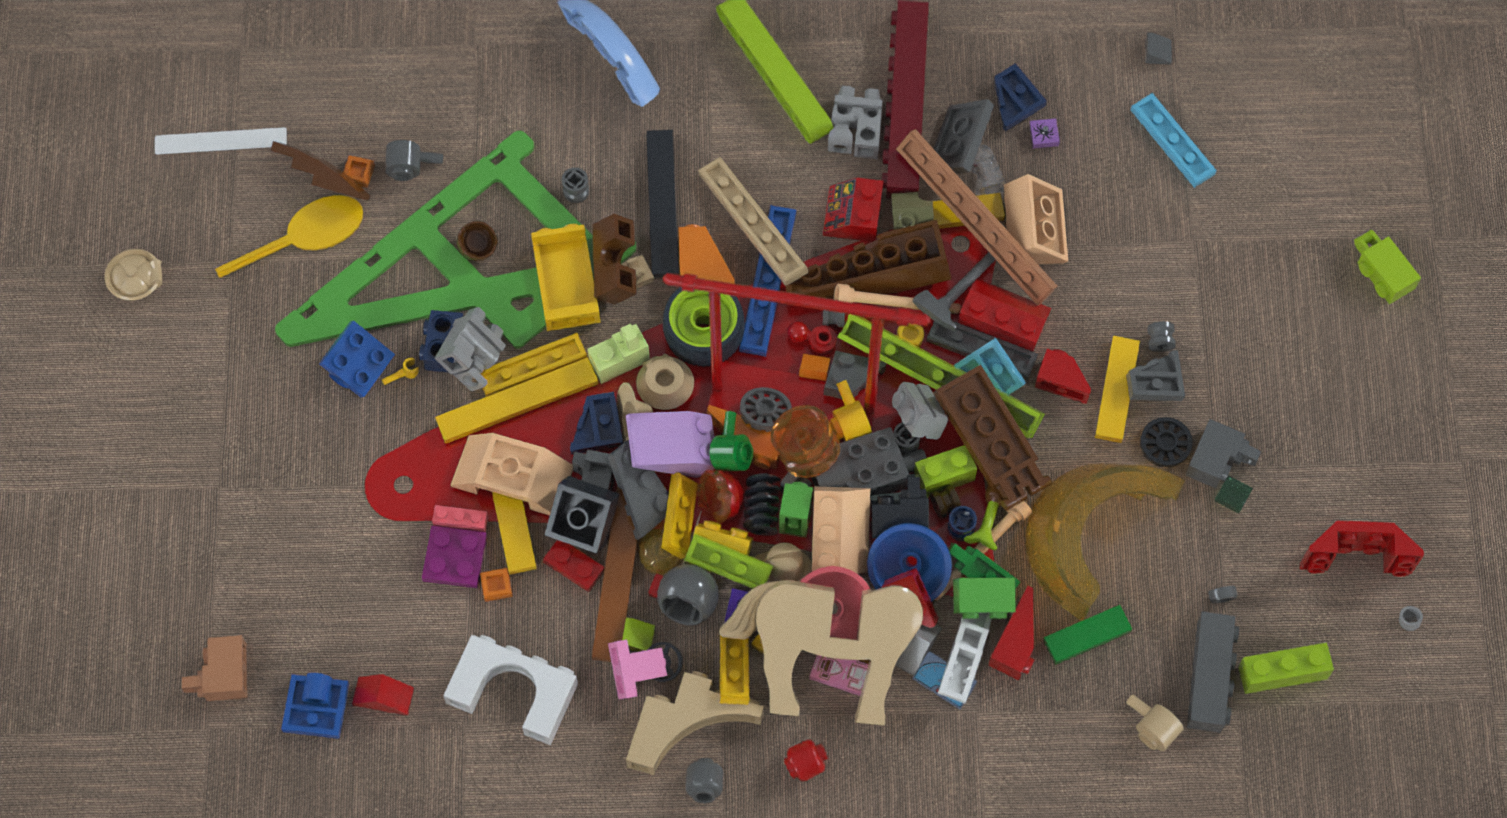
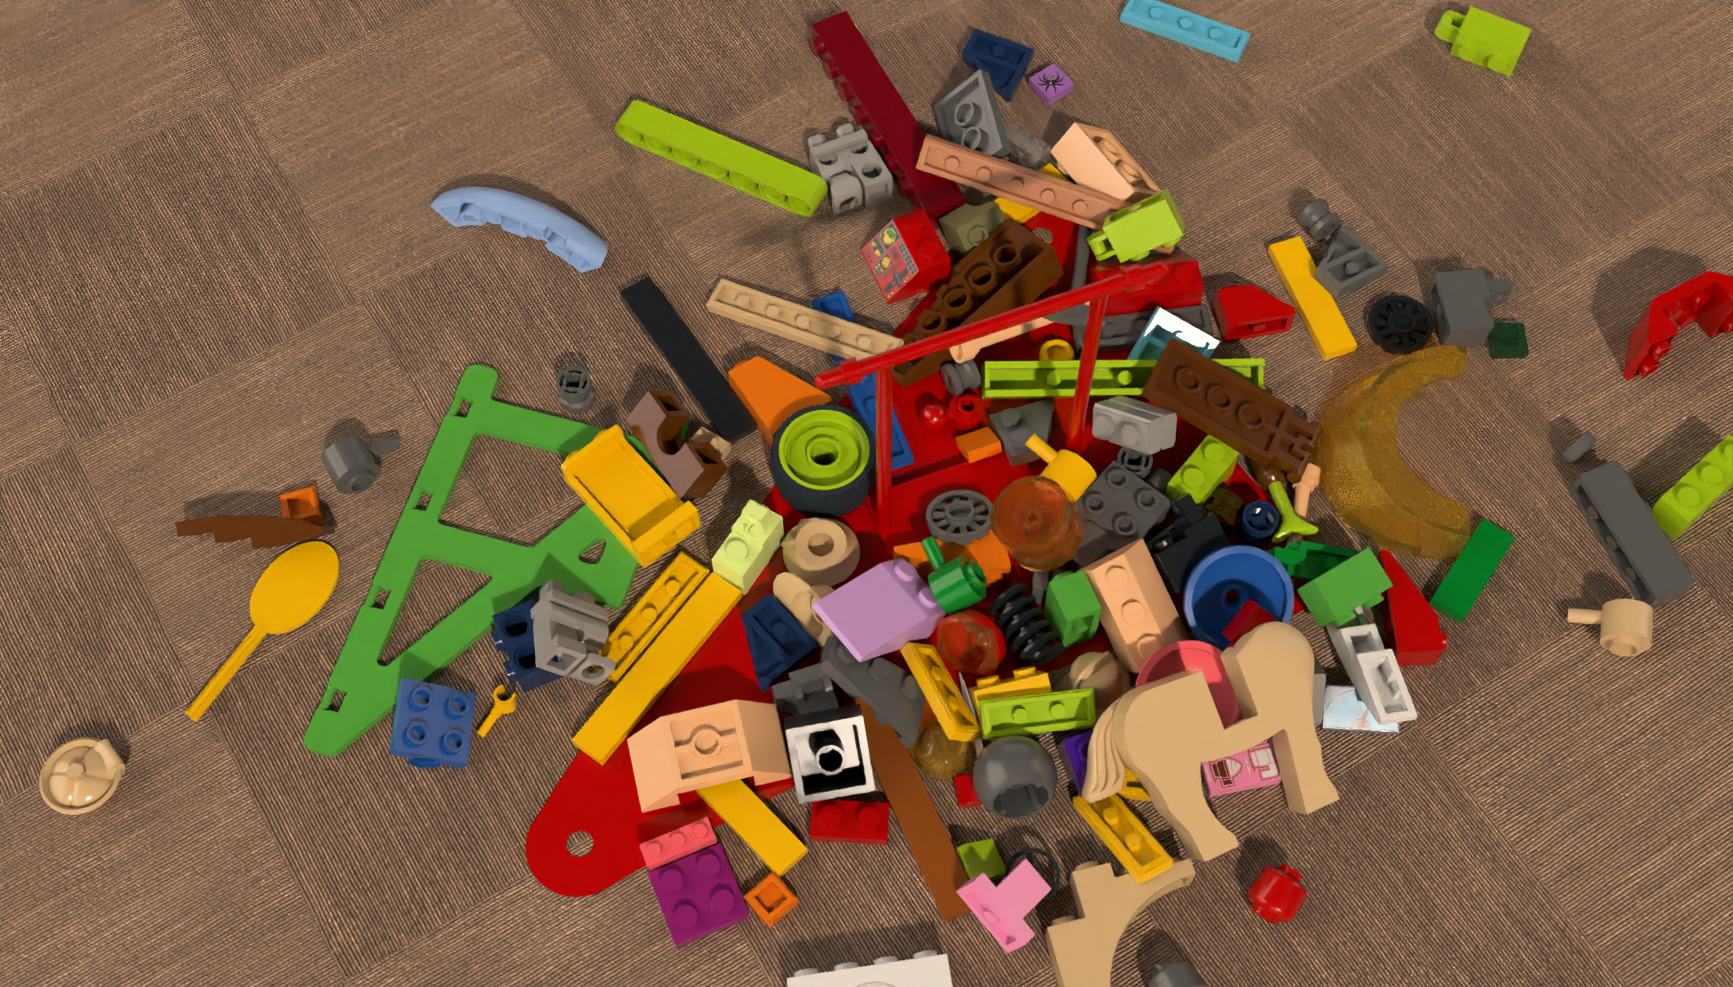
camera: 30 degrees left, 5 degrees down
(219, 140) = (101, 562): white sticker -> none
(477, 241) = (497, 510): reddish brown hair -> none
(1020, 276) = (1139, 229): none -> lime brick

